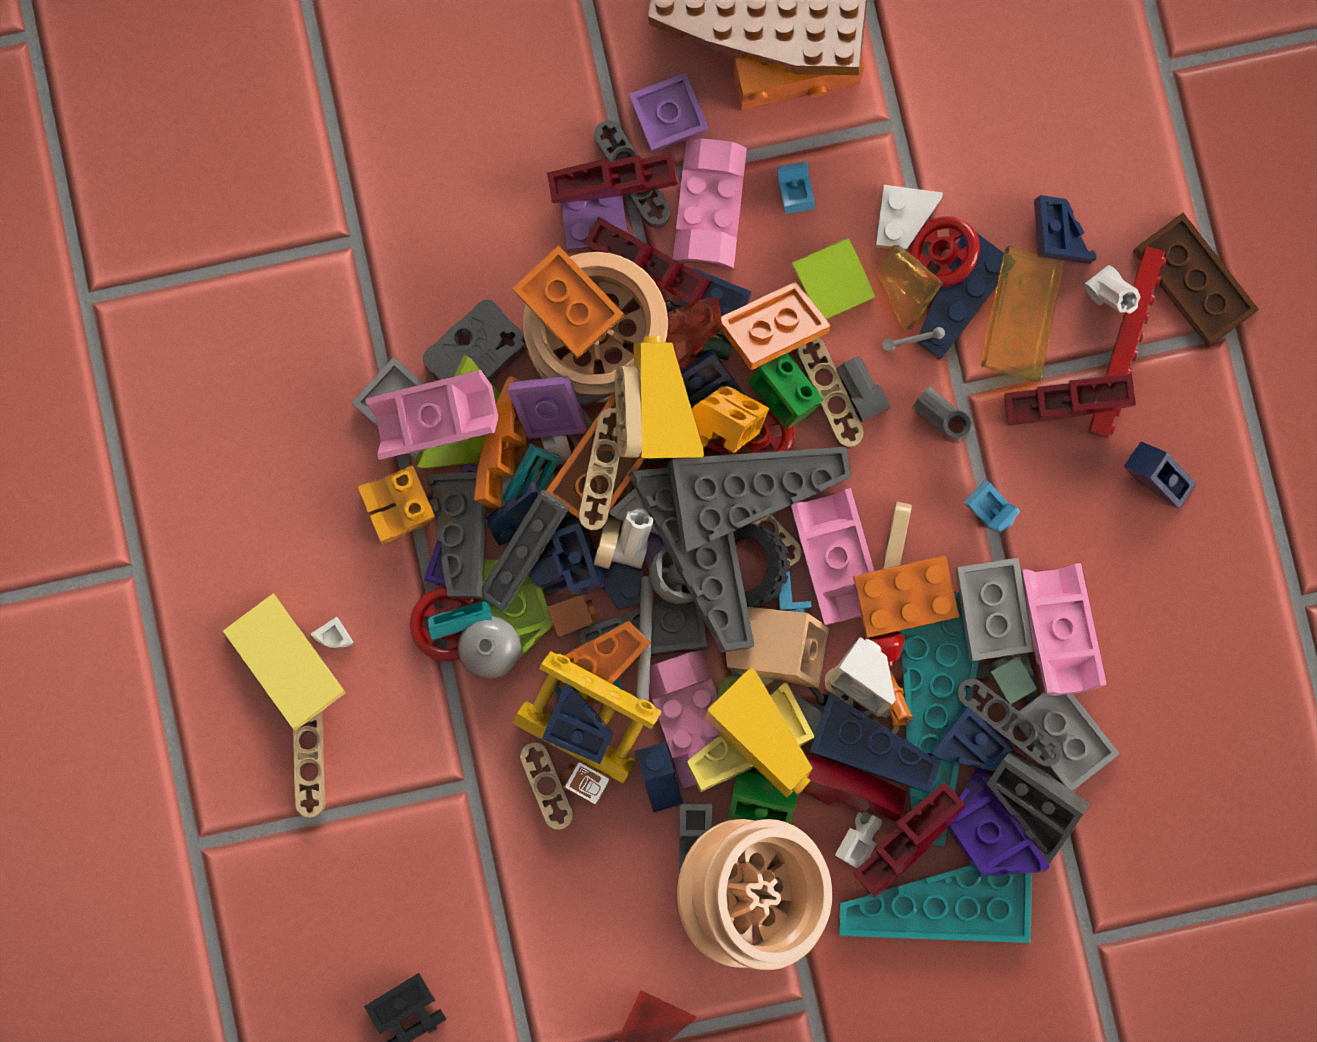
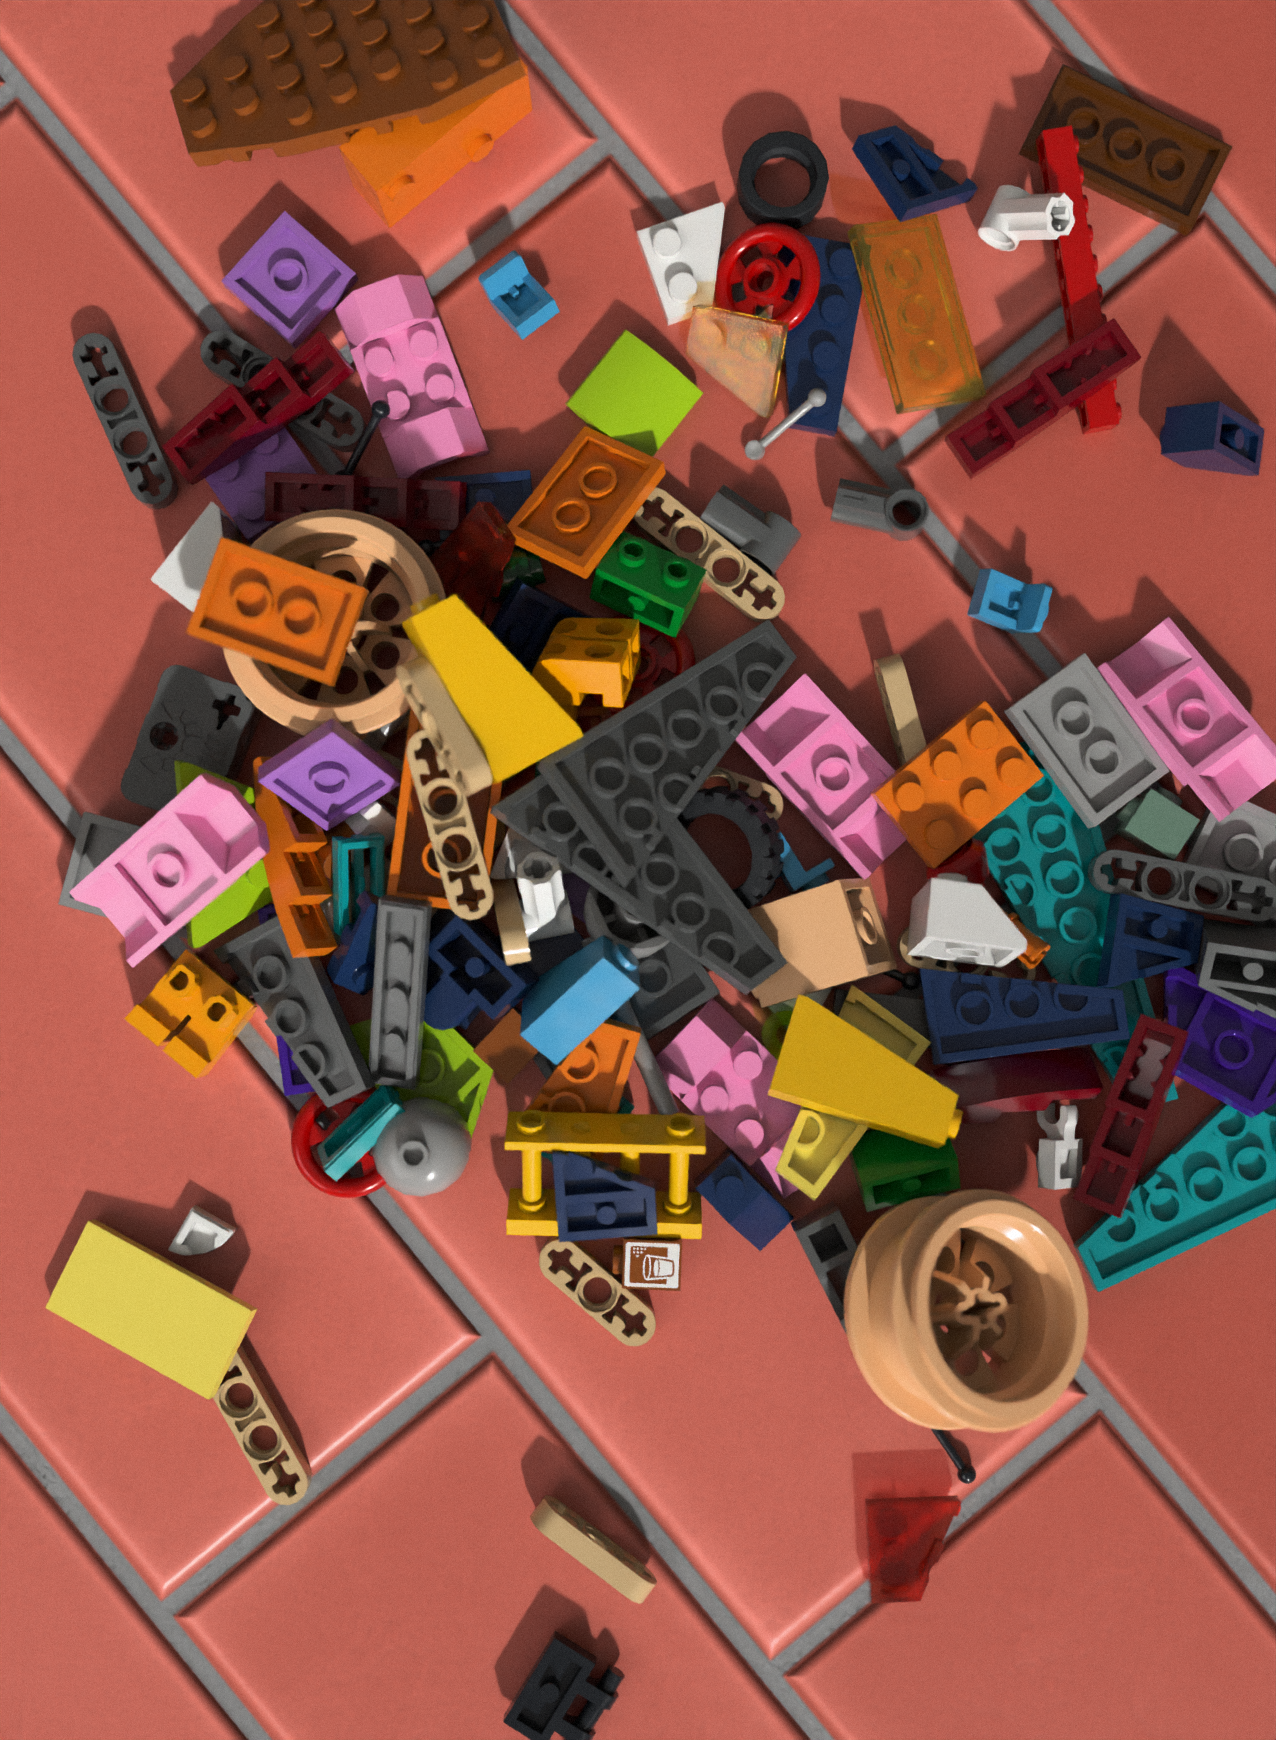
camera: 30 degrees left, 5 degrees up
(467, 934) = (593, 1549): none -> tan beam
(531, 145) = (121, 423): none -> dark grey beam
(531, 250) = (189, 562): none -> white slope
(624, 604) = (578, 997): none -> dark azure slope
(682, 214) = (380, 410): none -> black hinge
(707, 1005) = (966, 1472): none -> black hinge
(981, 175) = (789, 146): none -> black tyre

